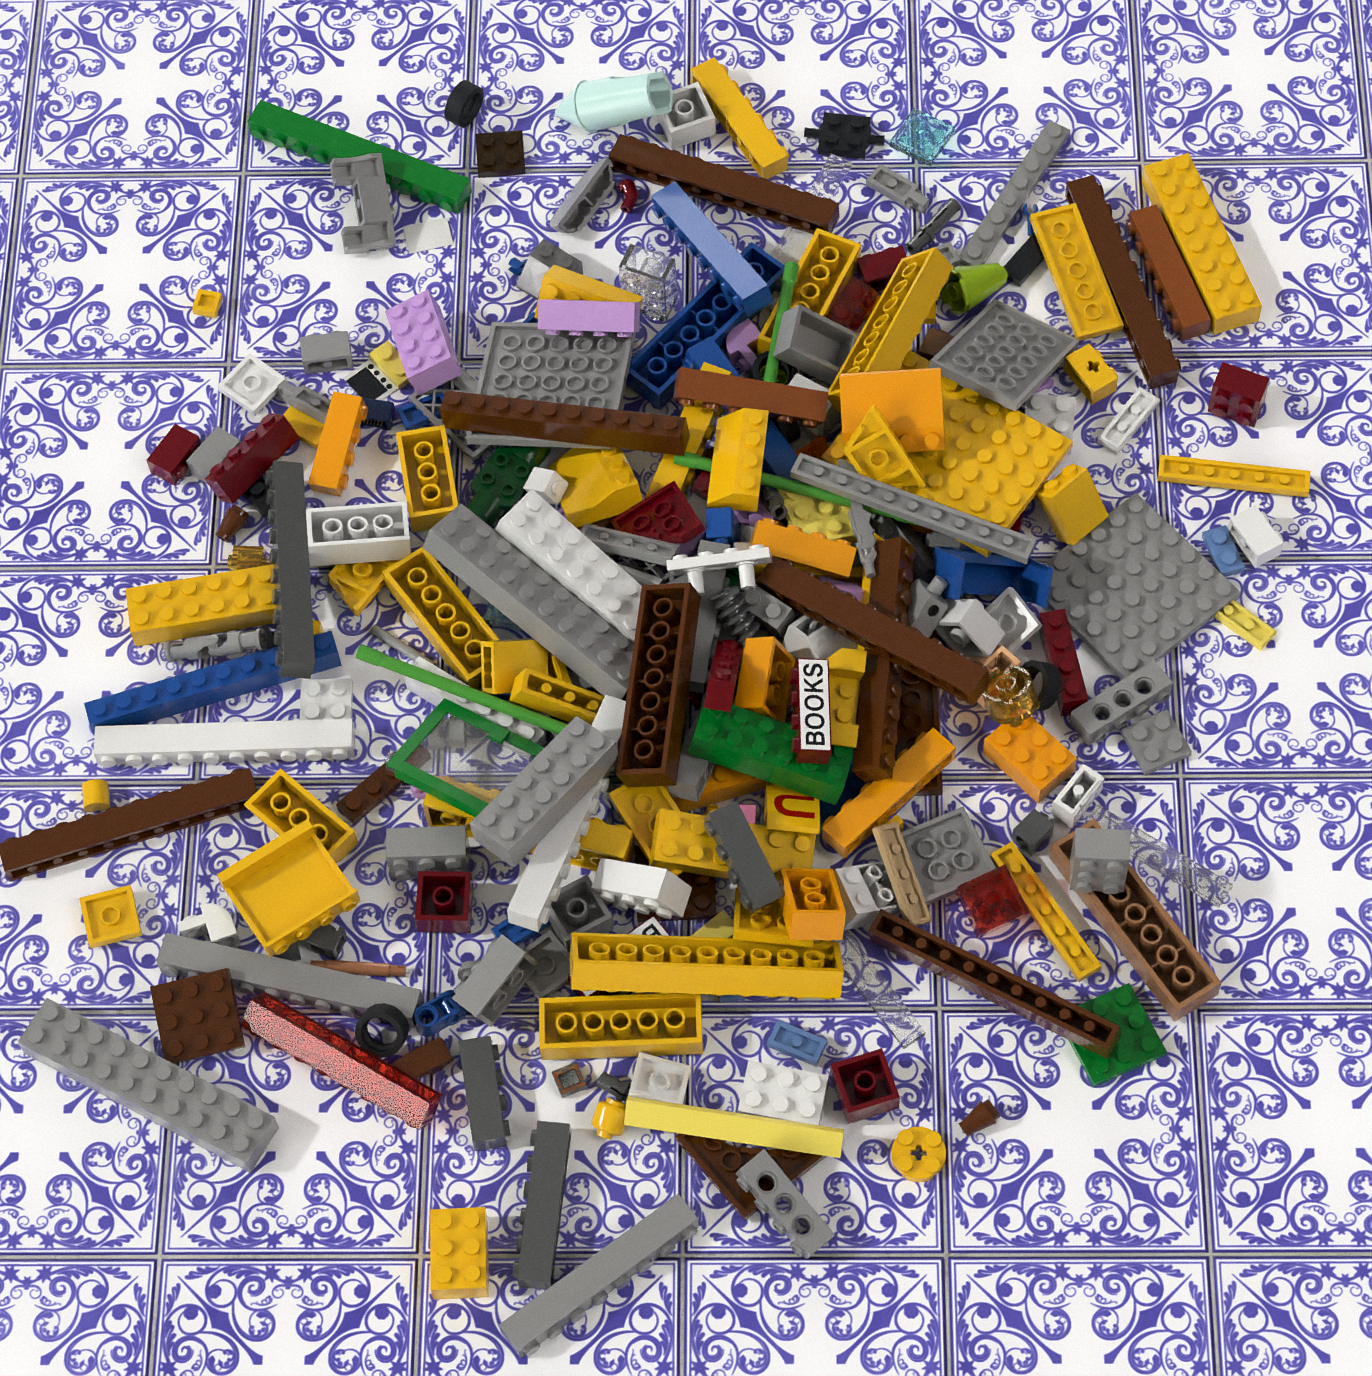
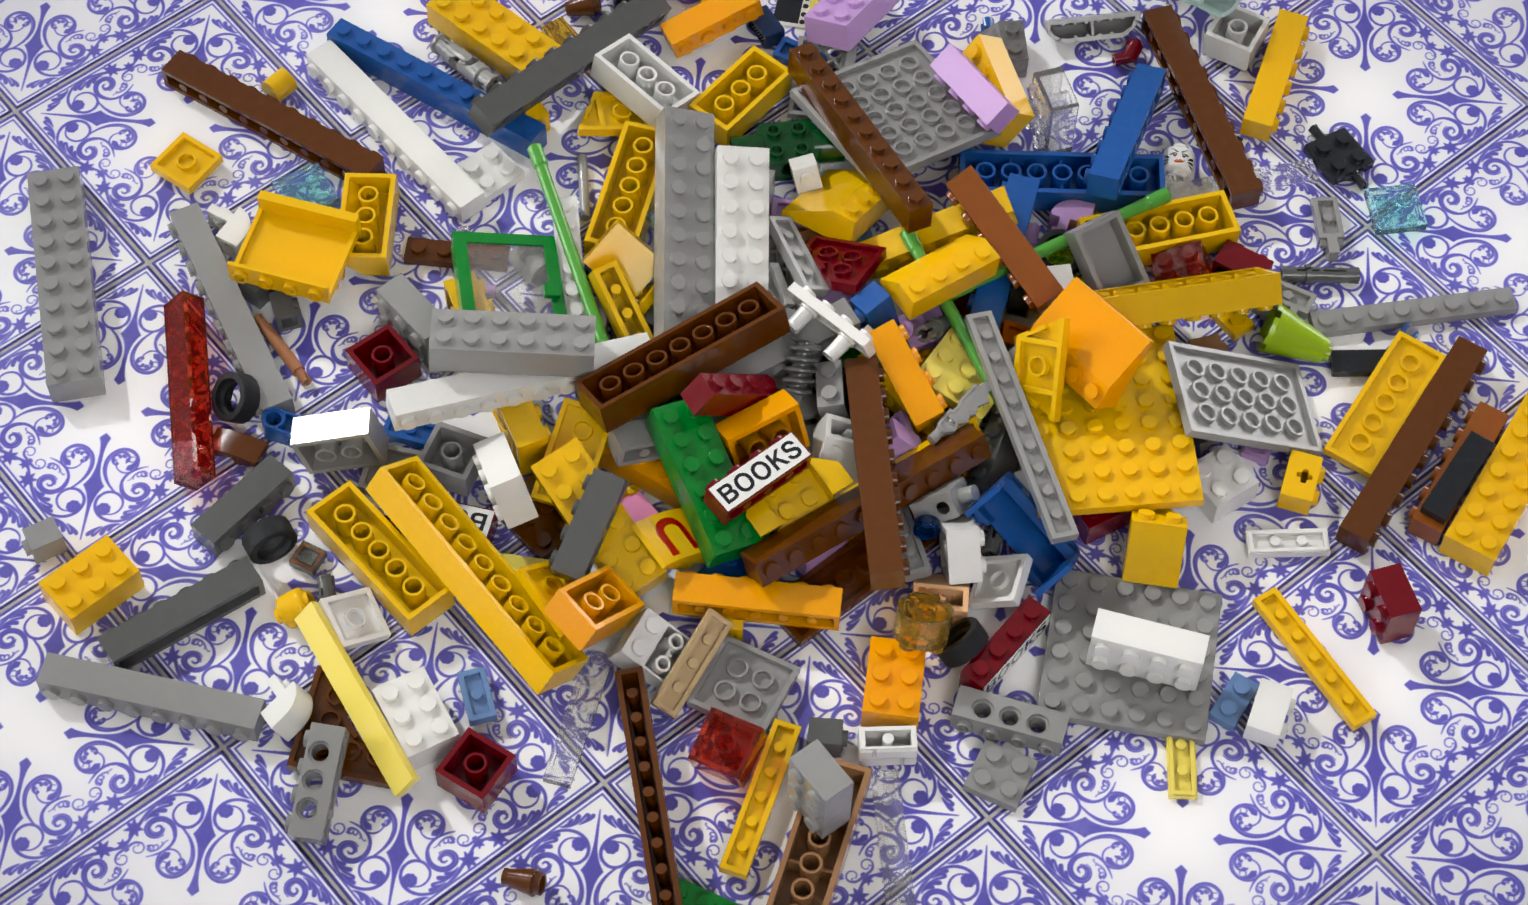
camera: 45 degrees right, 5 degrees down
(197, 1016) = (147, 272): reddish brown plate -> none
(222, 846) = (307, 185): none -> clear light blue plate
(384, 1262) = (43, 540): none -> light grey brick
(536, 1094) = (269, 539): none -> black tyre
(702, 1180) = (289, 709): none -> white brick
(759, 235) = (1178, 162): none -> white head
(929, 1165) = (454, 873): yellow plate -> none
(935, 630) = (926, 527): none -> clear blue tile
(1152, 571) = (1147, 650): none -> white brick
(1179, 275) = (1457, 477): none -> black tile

